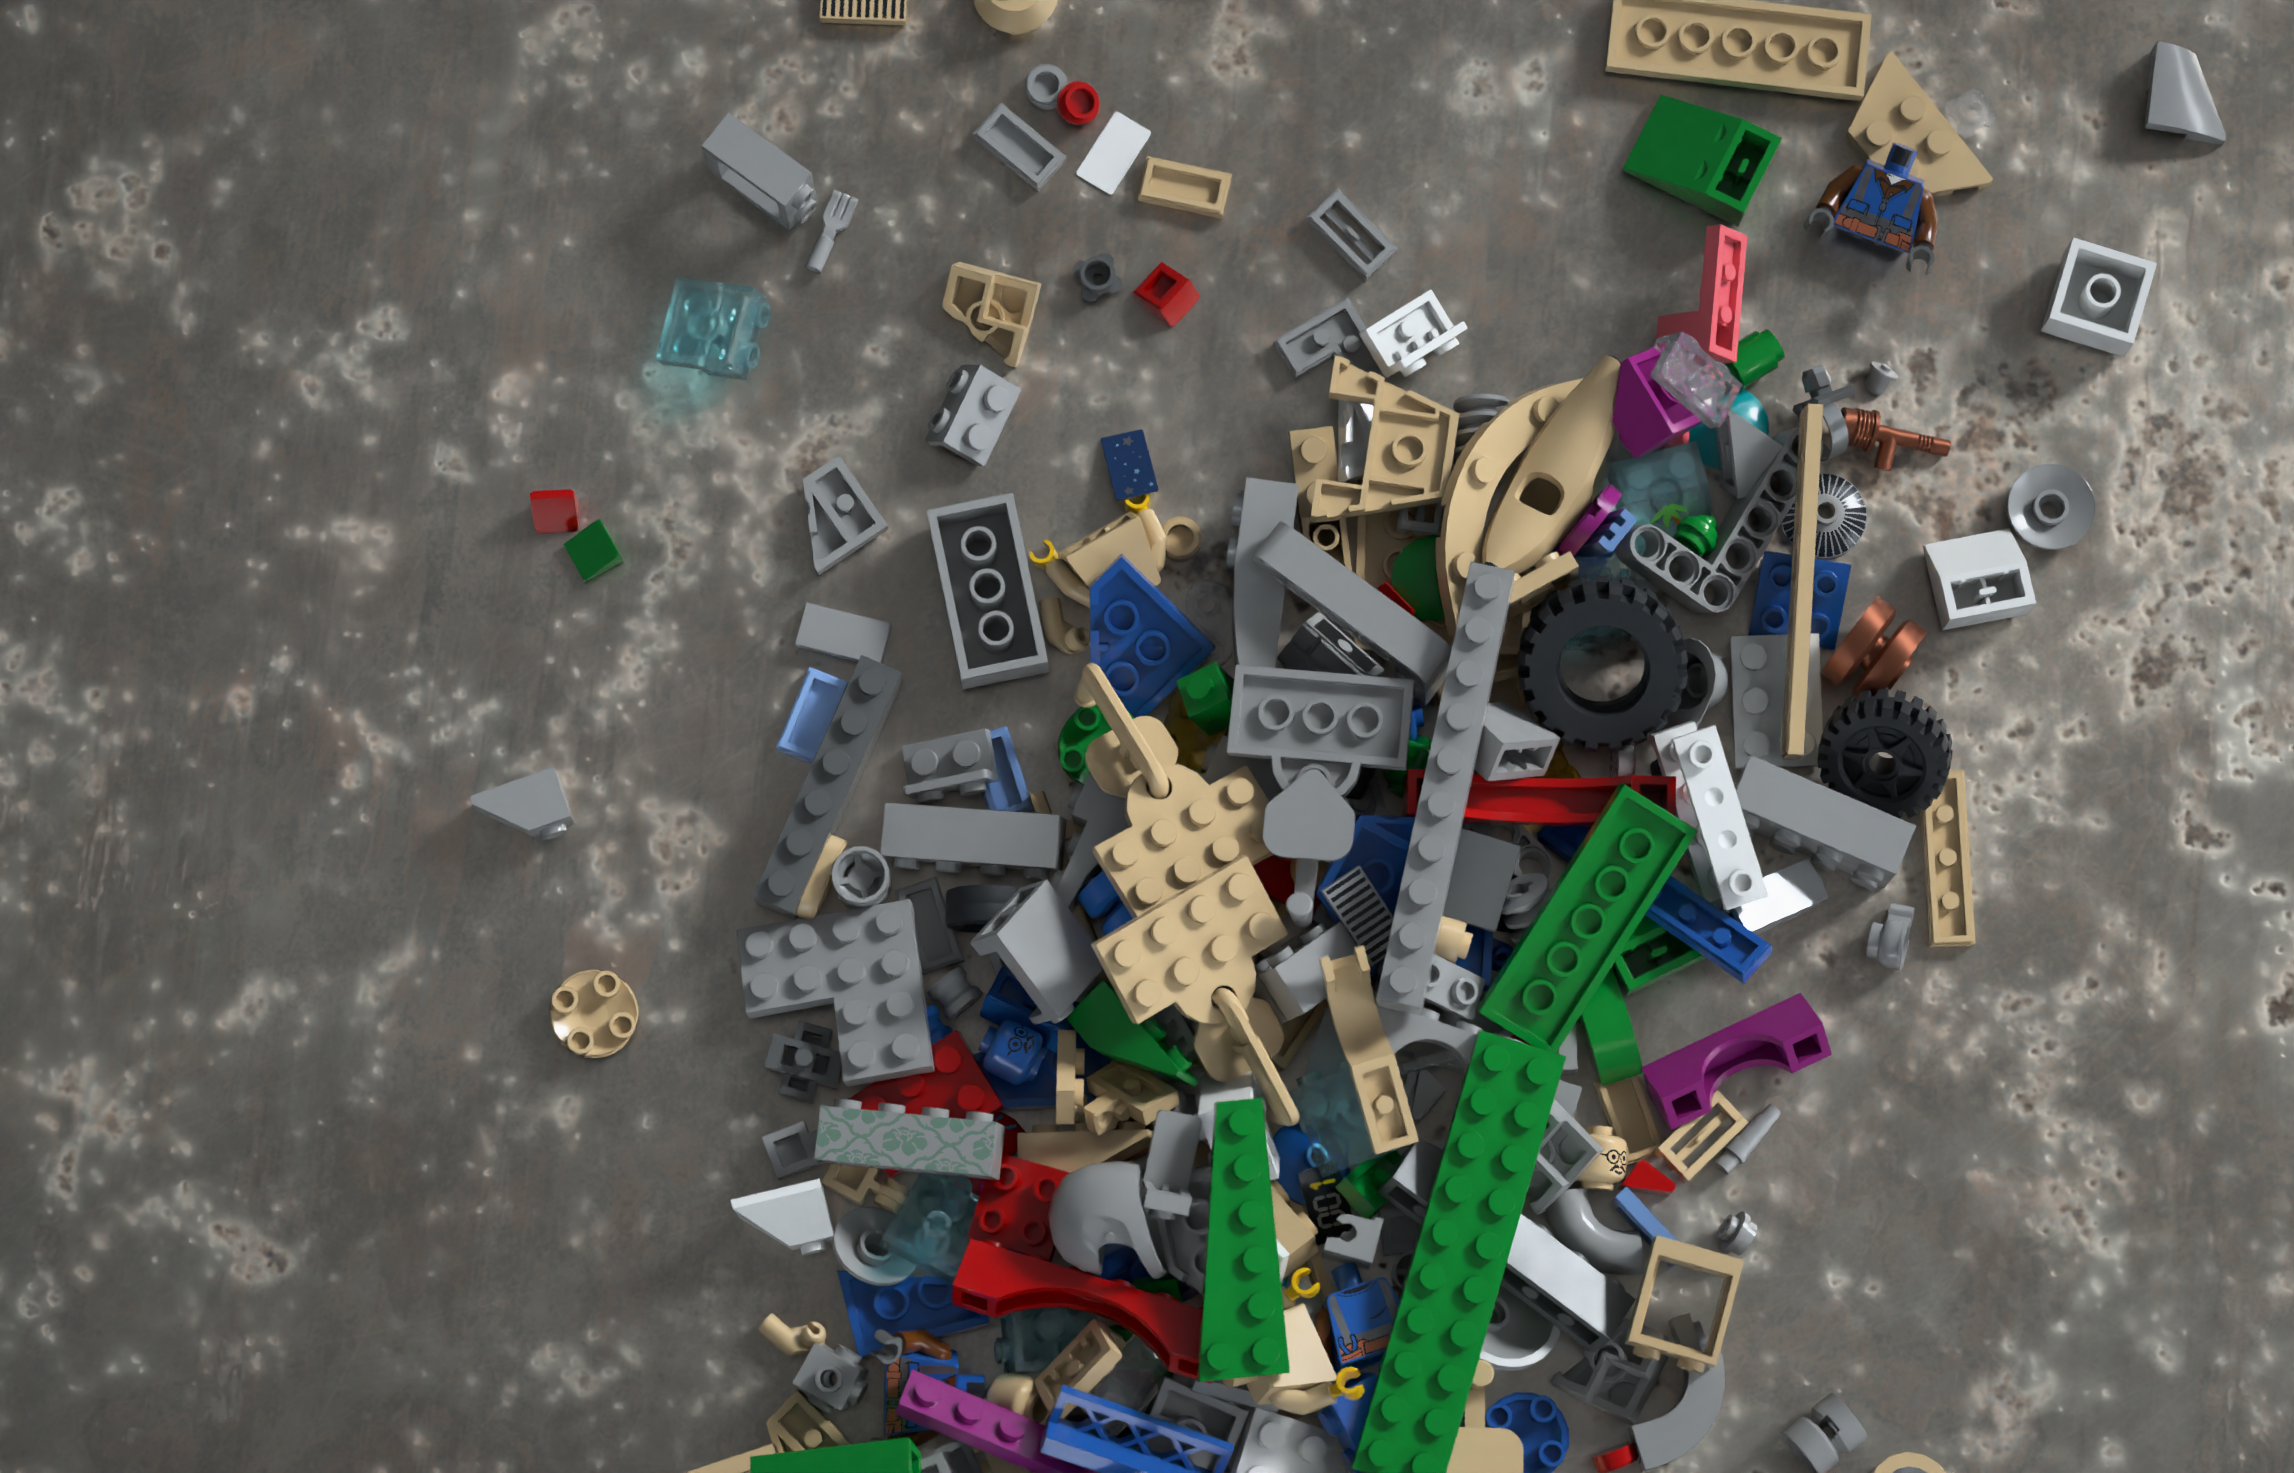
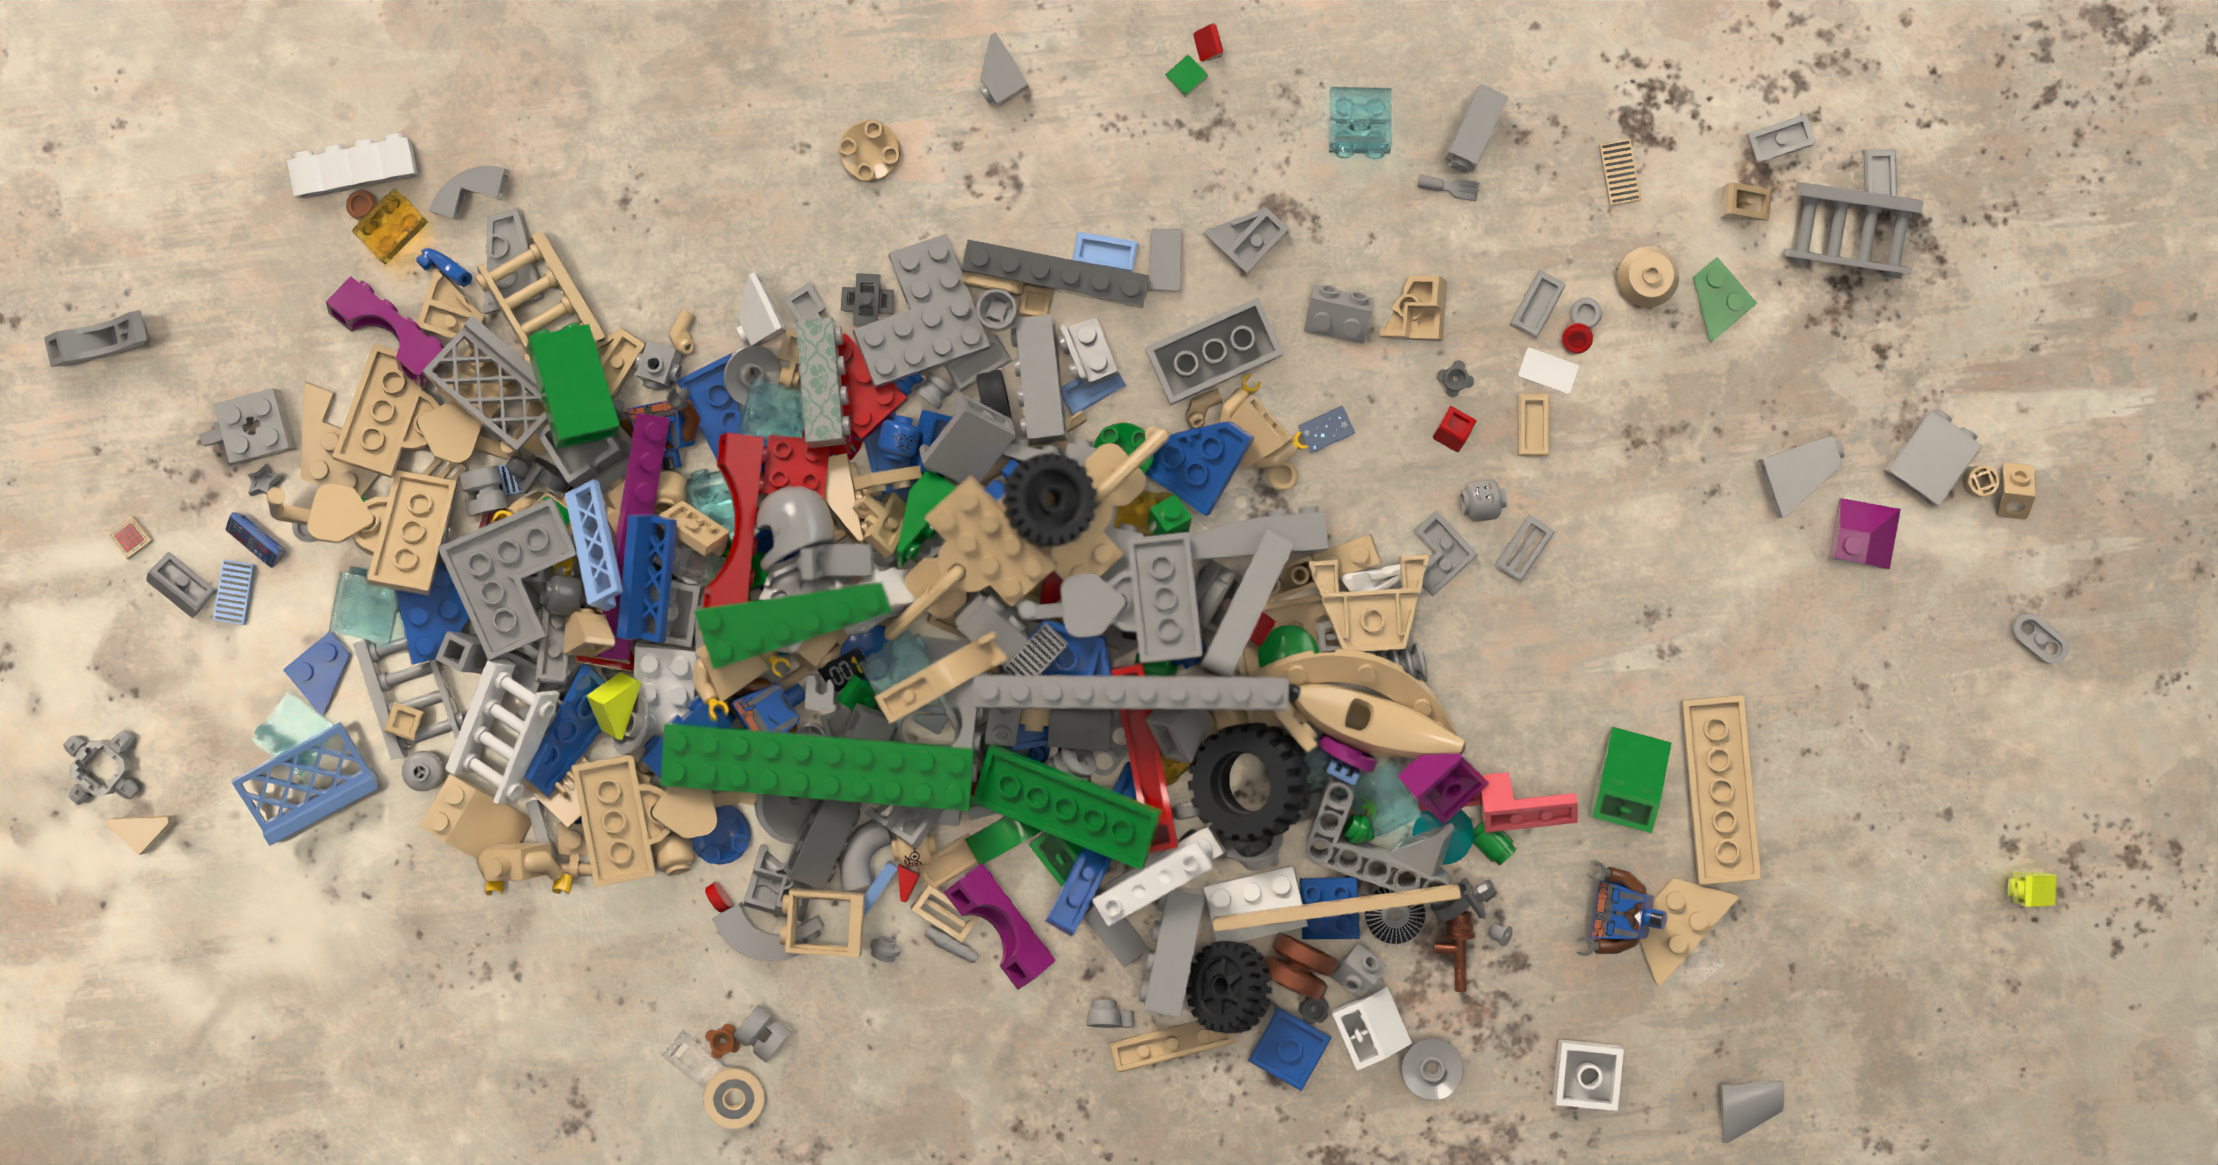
camera: 80 degrees right, 10 degrees up
(860, 825) = (1035, 301): none -> tan tile
(1145, 869) = (1027, 504): none -> black wheel
(1274, 273) = (1483, 500): none -> light grey head
(1409, 334) = (1458, 604): white bracket -> none
(1695, 378) = (1462, 806): clear bracket -> none
(1897, 575) = (1359, 972): none -> light grey brick
(1947, 648) = (1313, 1017): none -> dark grey plate
(1985, 696) = (1289, 1048): none -> blue plate

